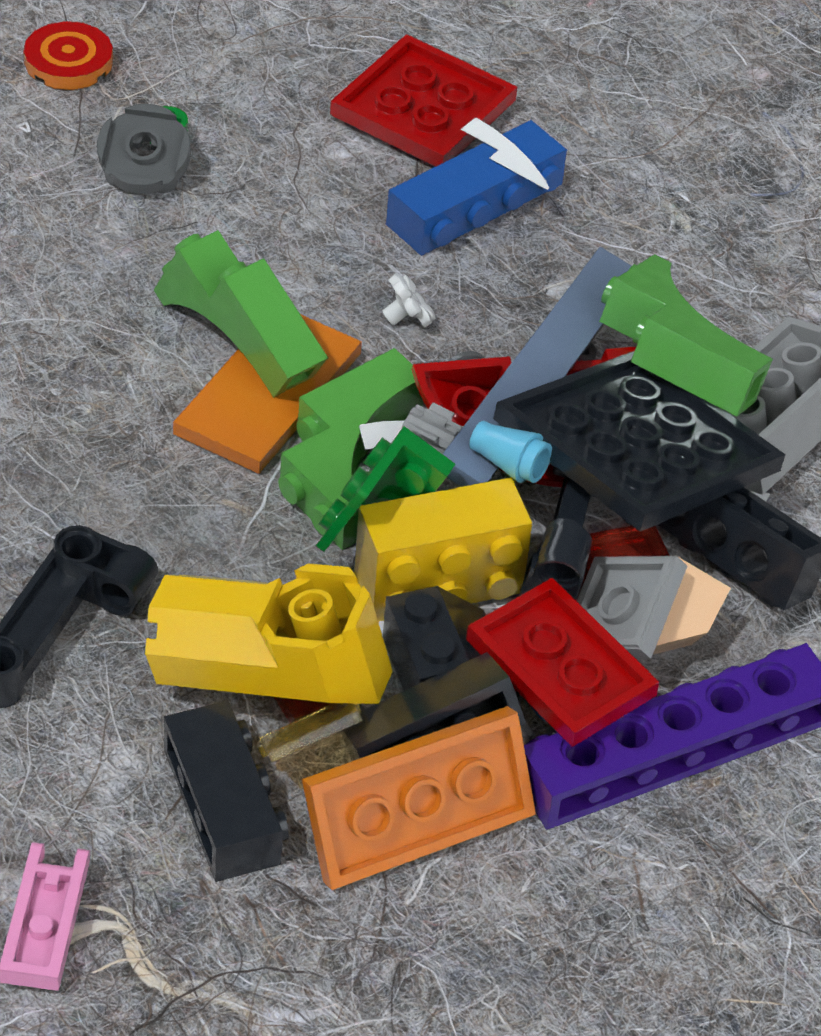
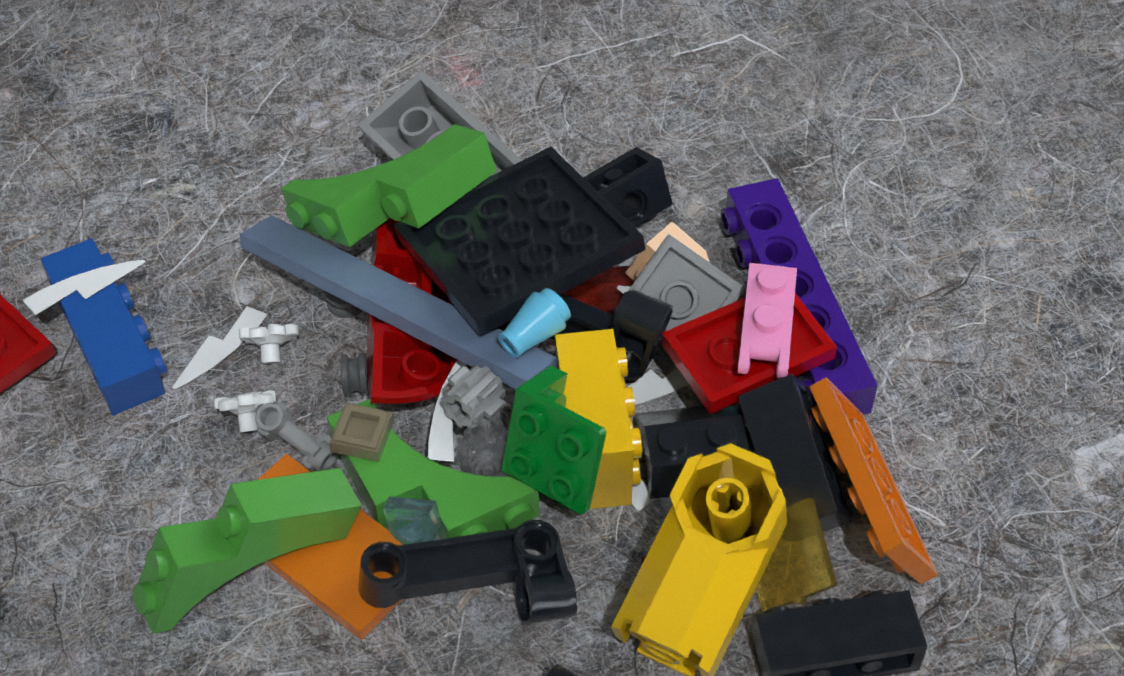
camera: 75 degrees left, 5 degrees up
(248, 542) = (473, 561): none -> black piece
(290, 426) = (412, 519): none -> clear light blue tile
(377, 370) = (361, 432): none -> dark tan tile
(394, 331) = (277, 423): none -> light grey bar
(485, 282) = (215, 349): none -> white sticker
(494, 307) = (269, 339): none -> white plant
(589, 661) = (768, 316): none -> bright pink hinge

